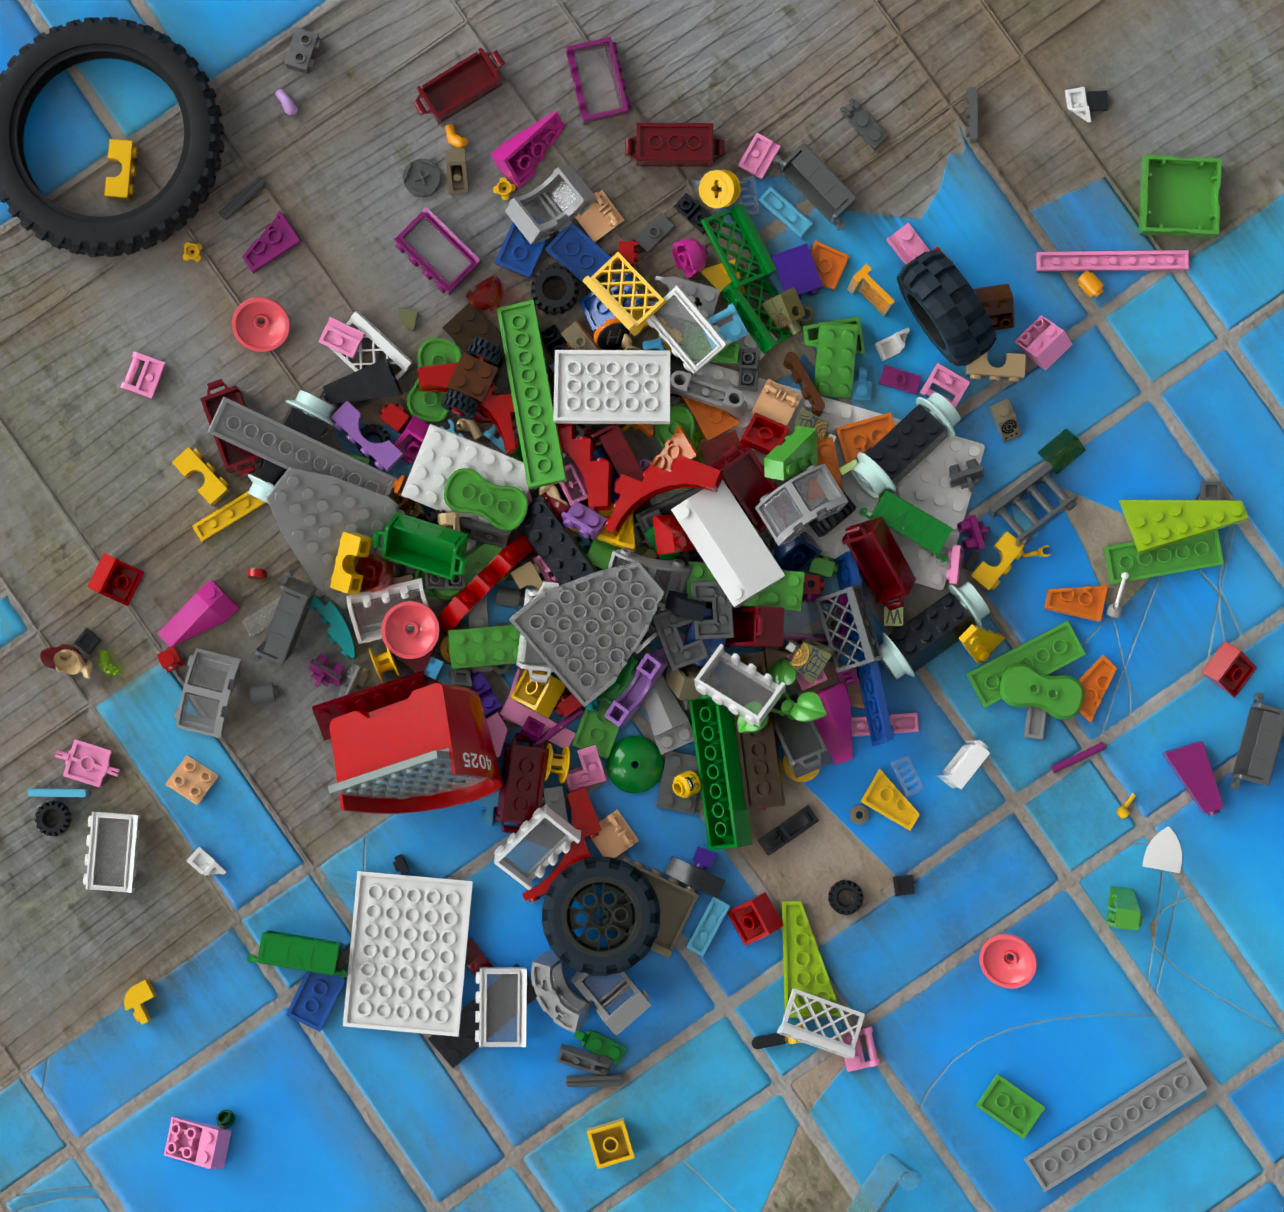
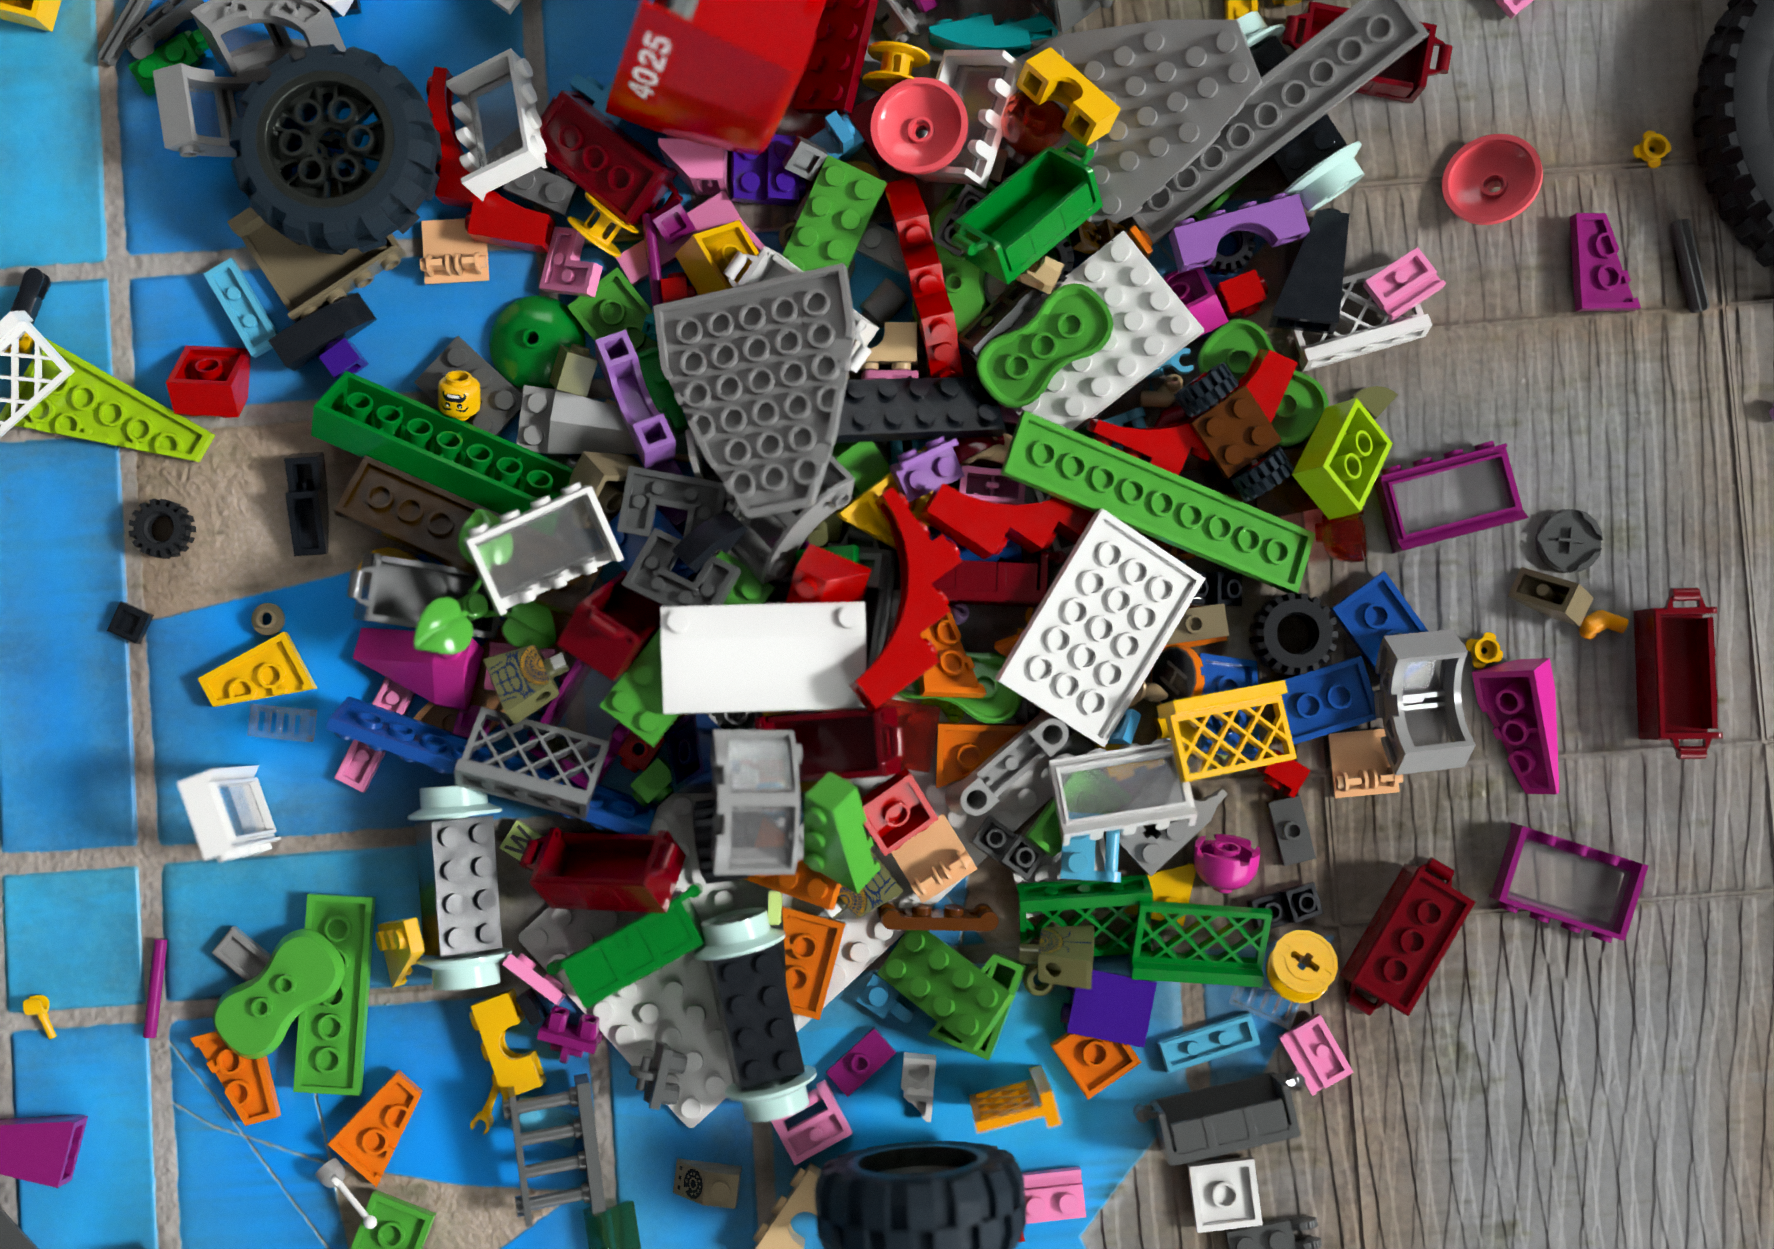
camera: 125 degrees right, 0 degrees up
(453, 316) = (1342, 459): none -> lime brick
(638, 734) = (573, 369): none -> olive brick
(855, 160) = (1224, 1194): none -> white plate

